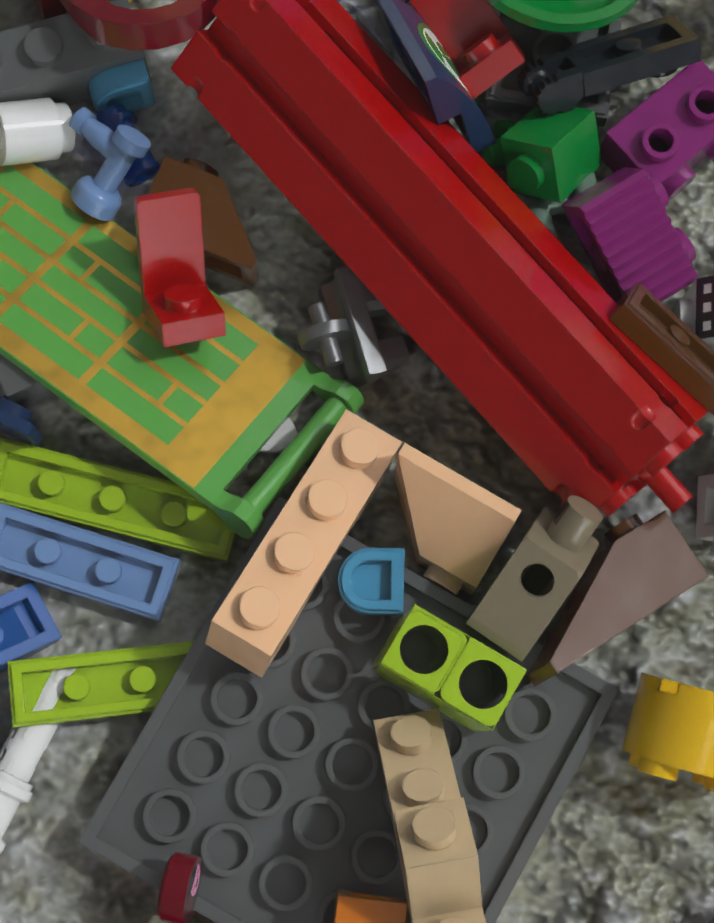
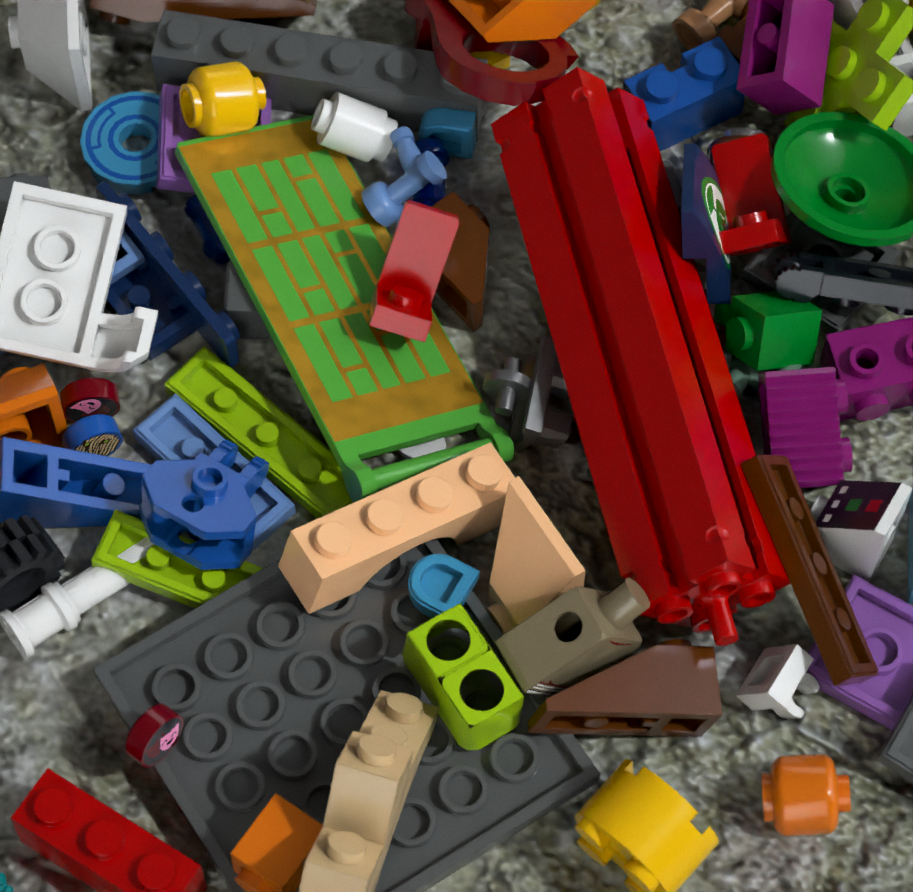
camera: 30 degrees right, 15 degrees down
(97, 619) = (205, 502): none -> blue hinge

